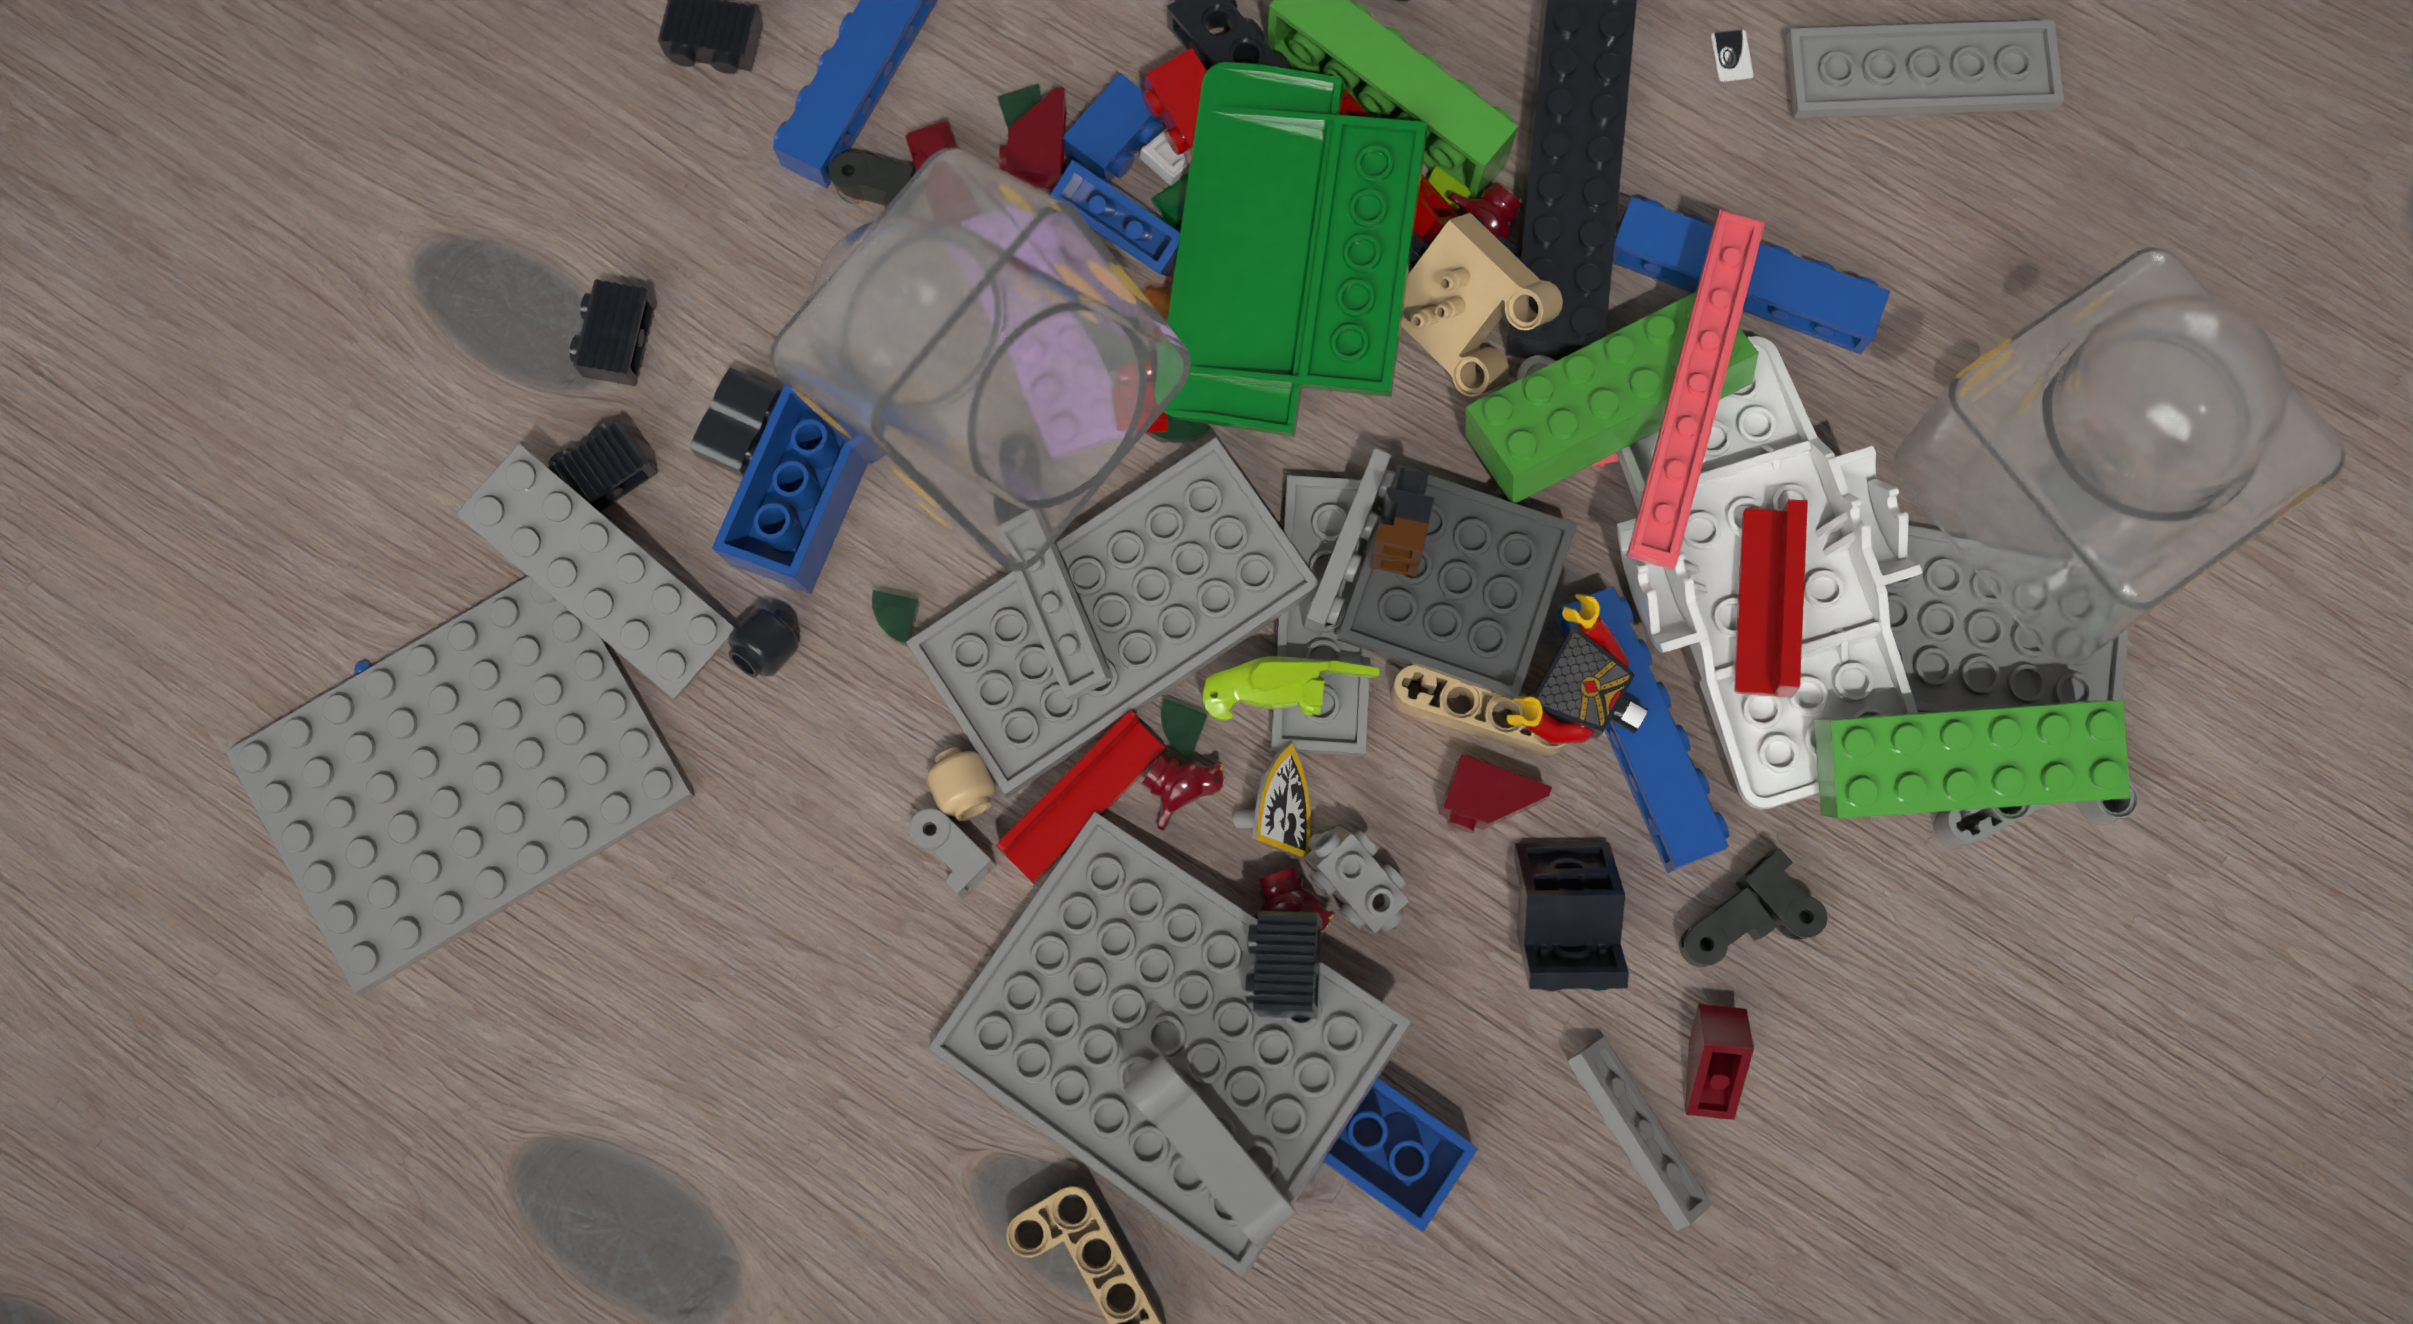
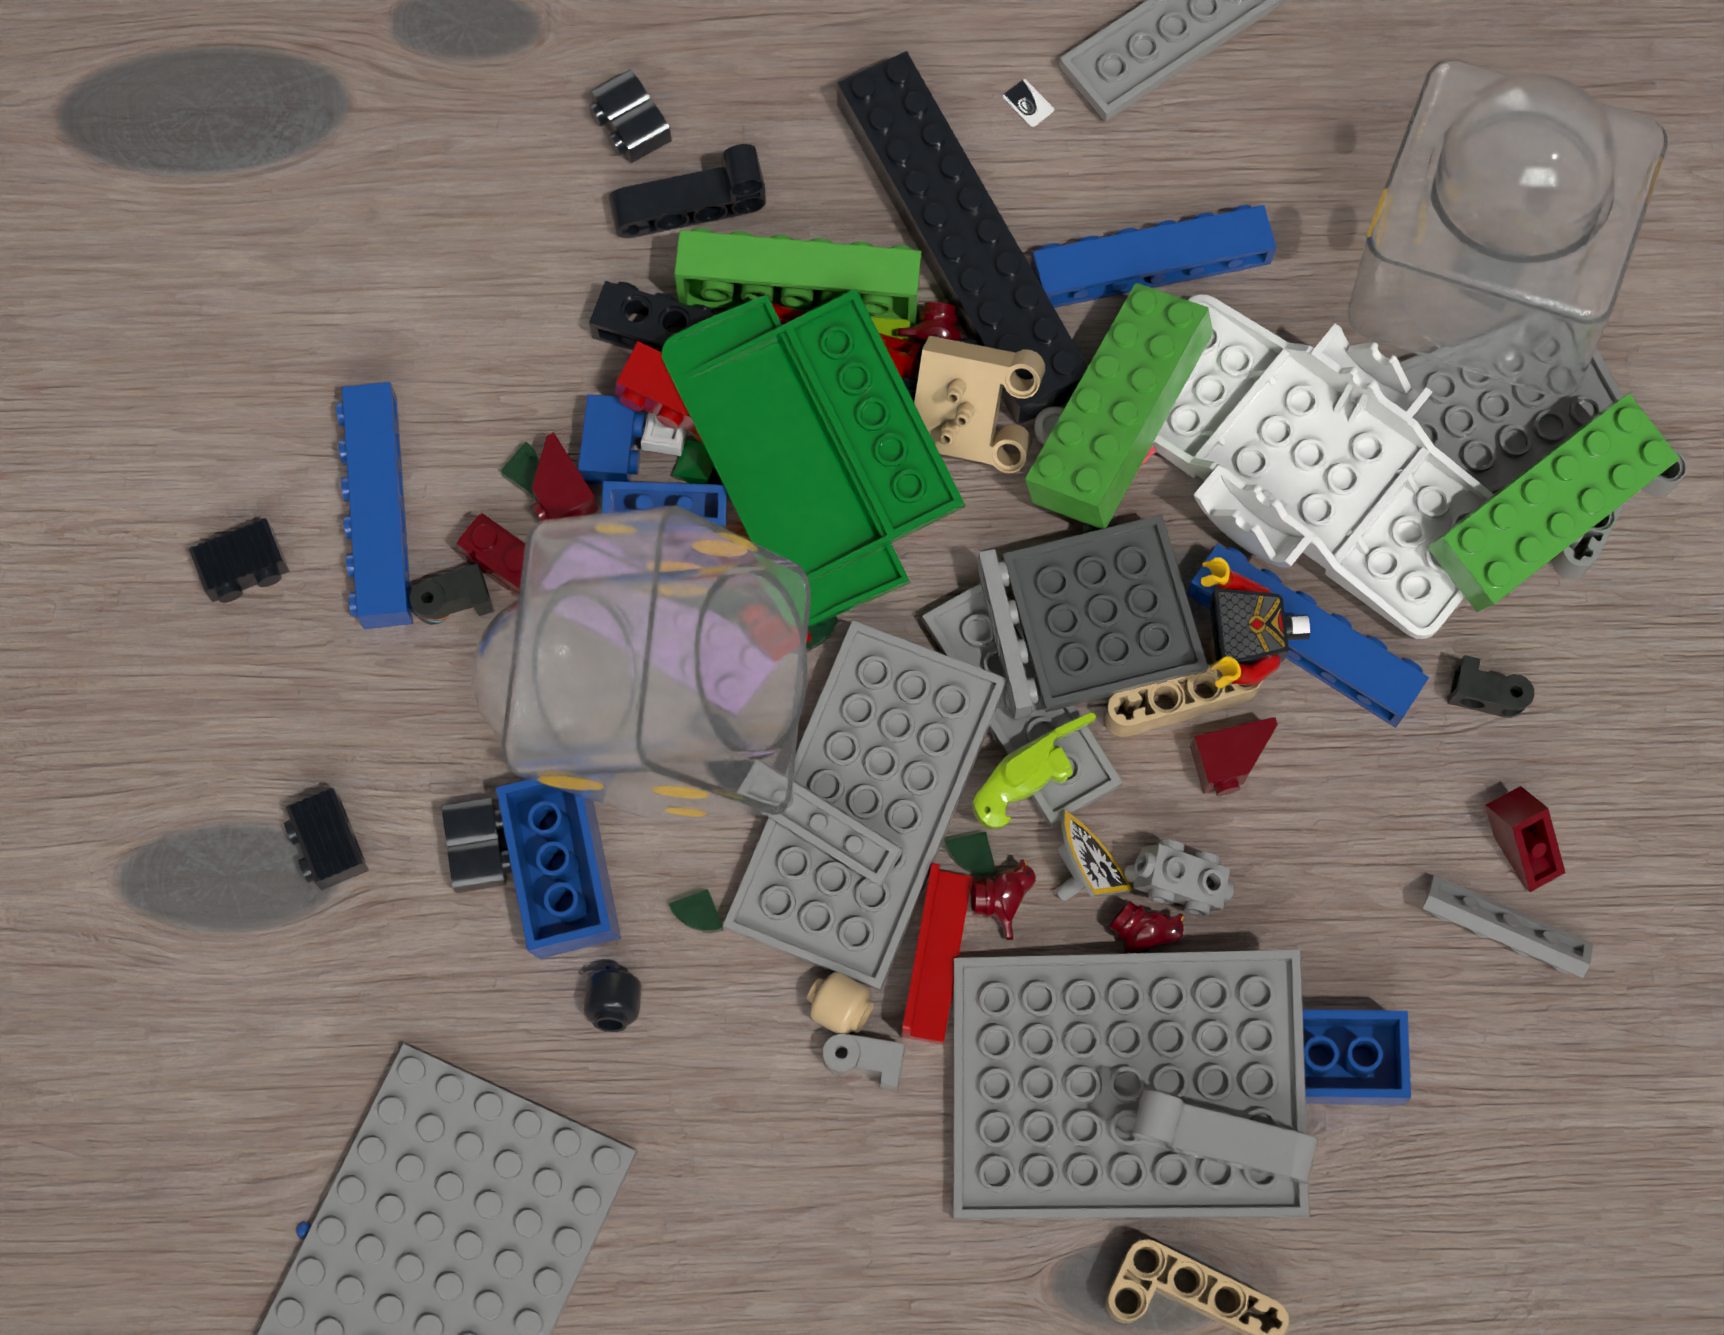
camera: 35 degrees left, 5 degrees down
(596, 571) = (447, 1028): light grey plate -> none
(604, 465) = (389, 952): black brick -> none
(1285, 964) = (1182, 968): black brick -> none
(1404, 526) = (1046, 591): hips -> none
(1570, 916) = (1352, 801): black bracket -> none
(1695, 390) = (1185, 362): coral tile -> none
(1709, 938) = (1459, 751): pearl dark grey leg -> none
(1771, 600) = (1339, 479): red panel -> none

